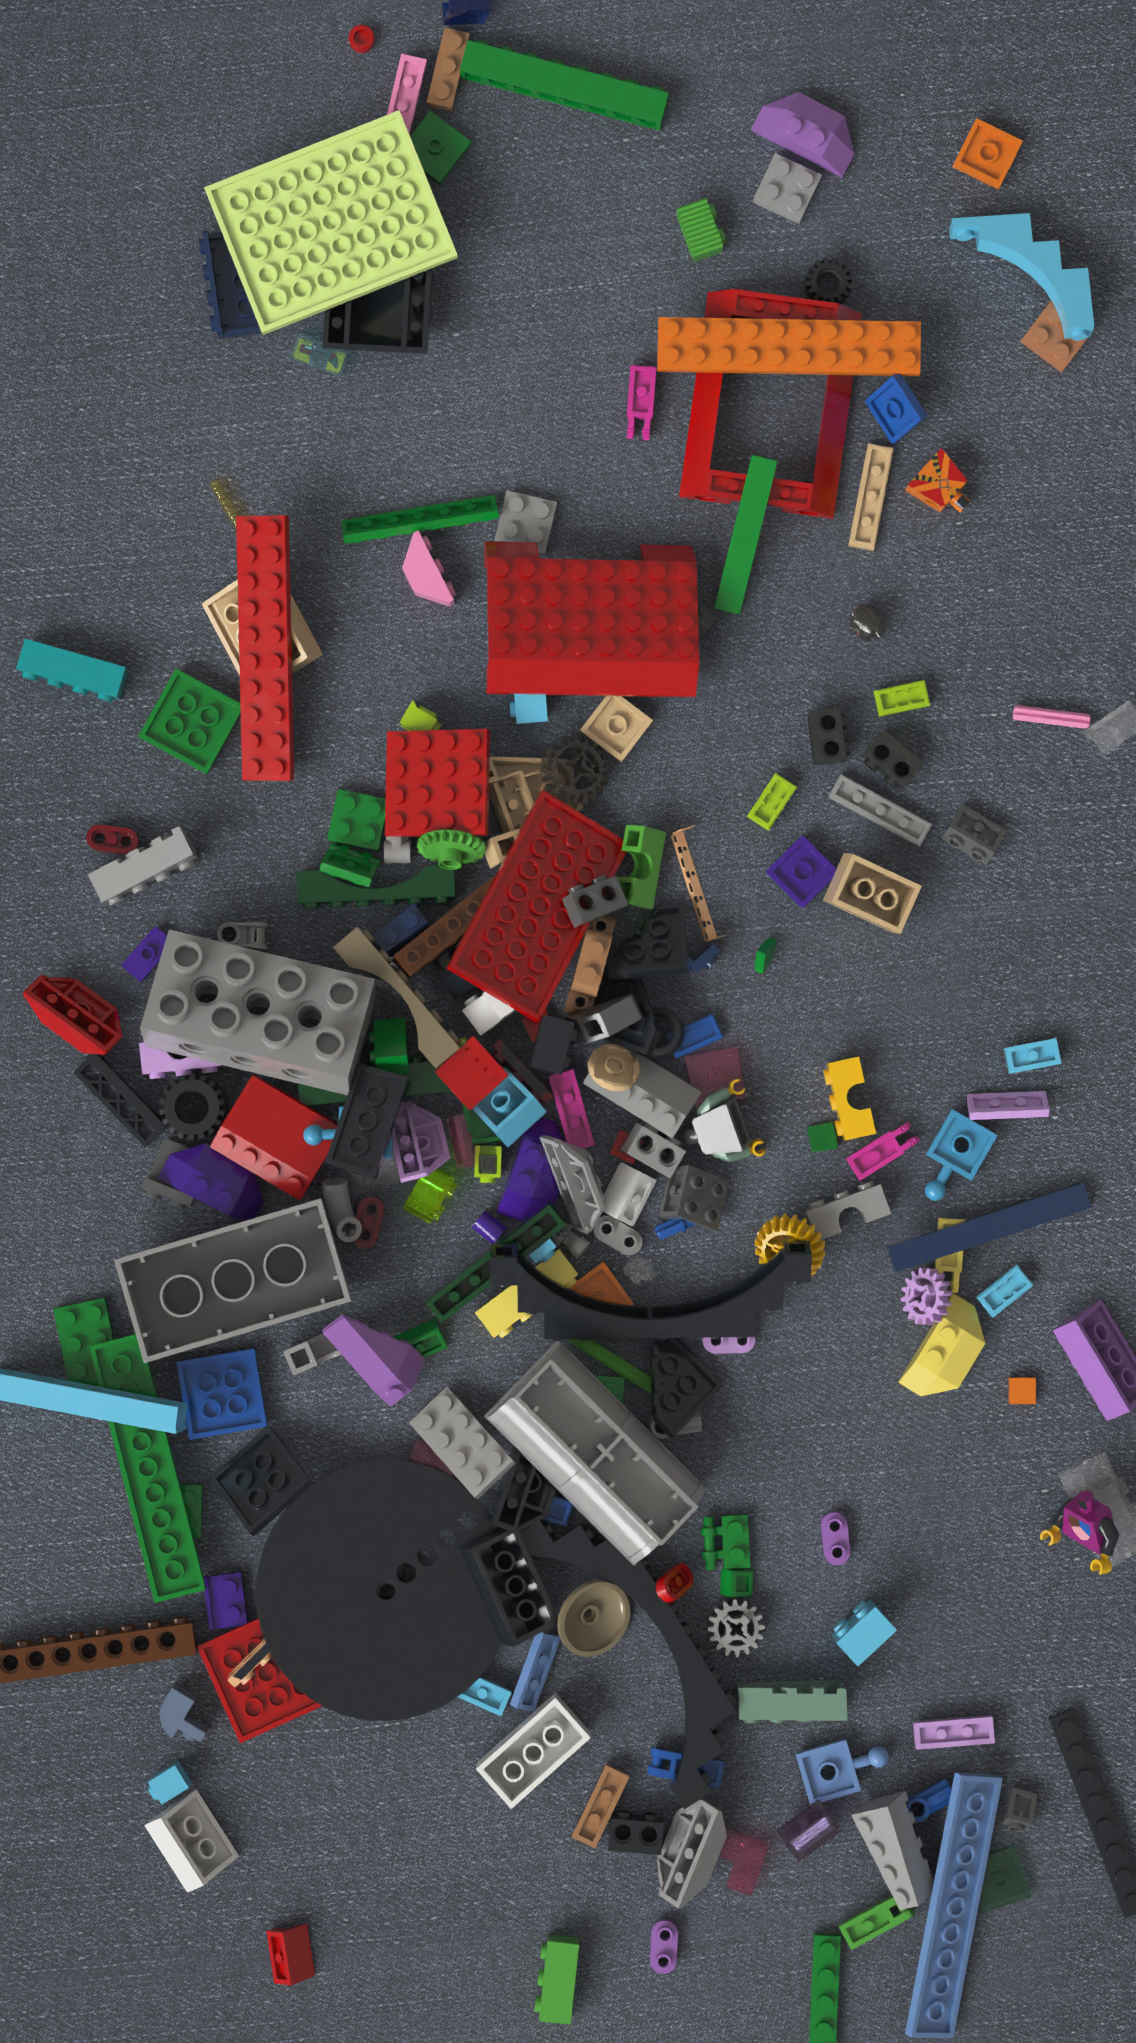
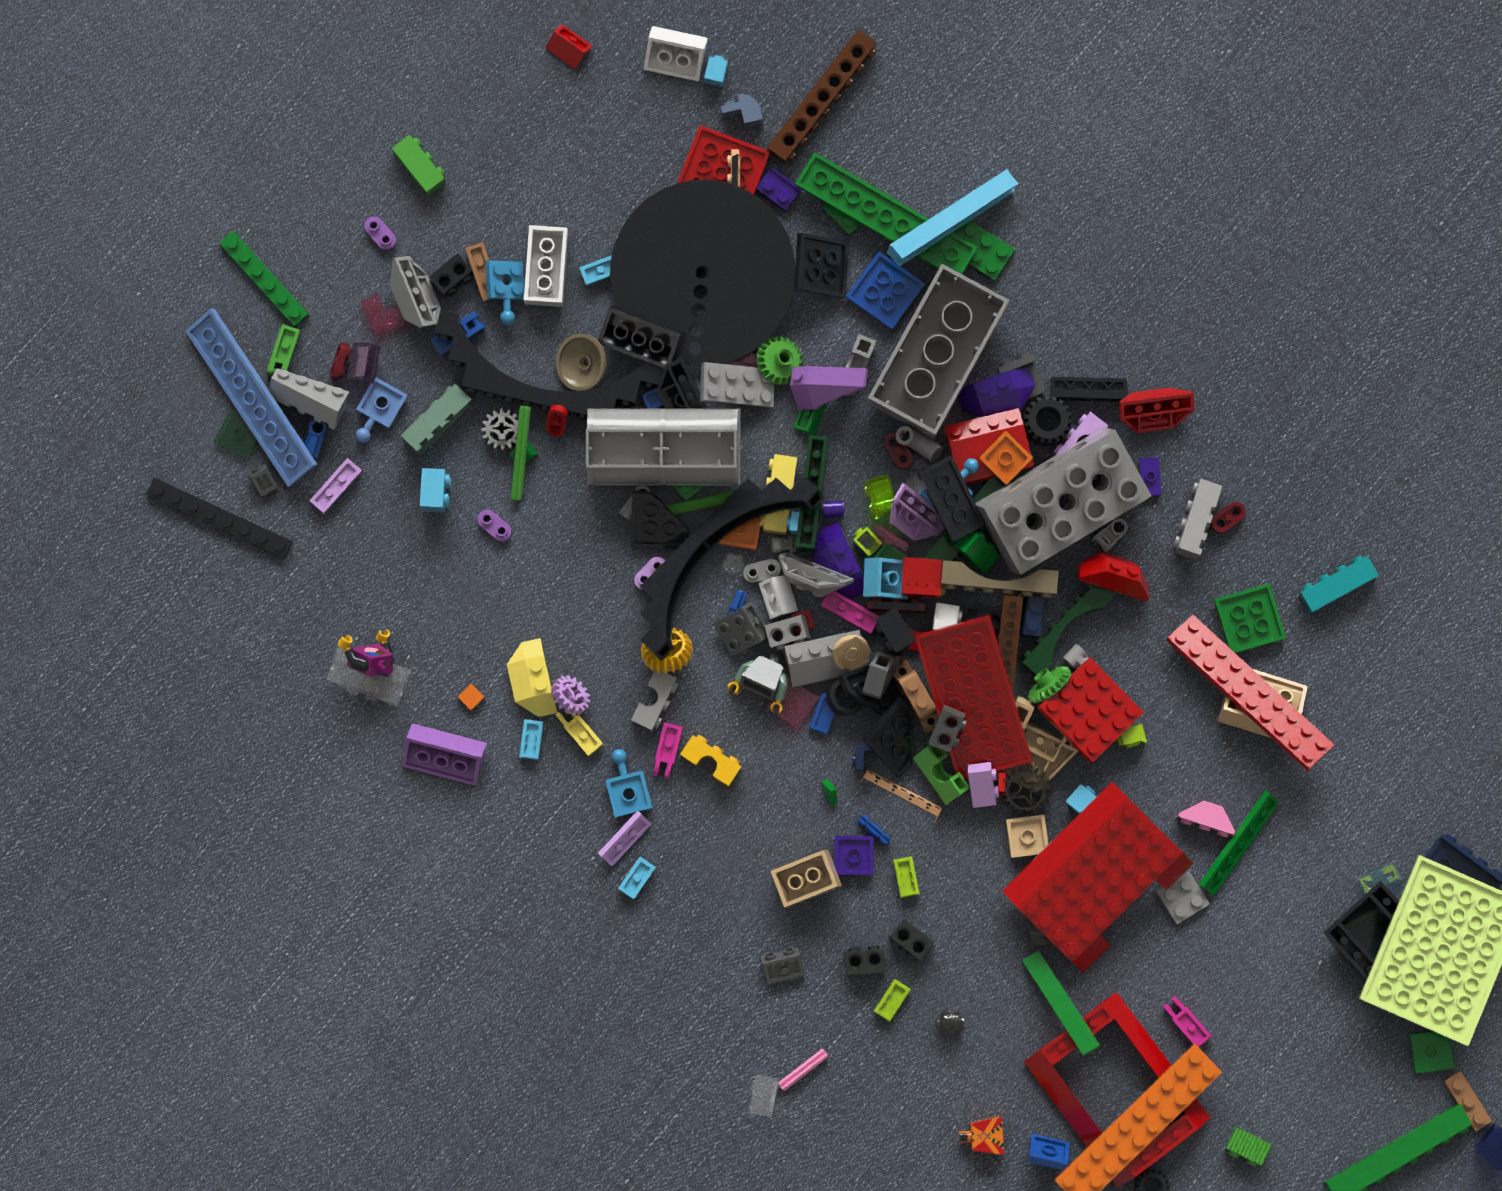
camera: 135 degrees right, 5 degrees down
(225, 501) = (1349, 752): clear yellow piece -> none
(272, 1109) = (1005, 457): none -> orange plate
(280, 892) = (1114, 574): none -> red wedge
(350, 864) = (1092, 625): green plate -> none
(357, 820) = (1112, 652): green plate -> none
(407, 88) = (1476, 1065): bright pink plate -> none
(409, 1430) = (769, 359): none -> bright green gear
(535, 1671) = (584, 307): medium blue plate -> none
(592, 799) = (1001, 783): none -> red tile
(604, 1771) = (499, 291): none -> dark azure plate
(612, 816) = (982, 784): none -> lavender brick
(734, 1541) = (545, 473): green plate -> none
(741, 1585) = (520, 453): none -> bright green axle
(757, 875) = (874, 830): none -> blue axle
(820, 1860) = (342, 353): none -> dark red plate
(822, 1137) = (705, 726): green slope -> none
(870, 497) = (1015, 1093): tan tile -> none
(880, 810) = (844, 929): light grey tile -> none
(988, 1227) = (572, 764): dark blue tile -> none

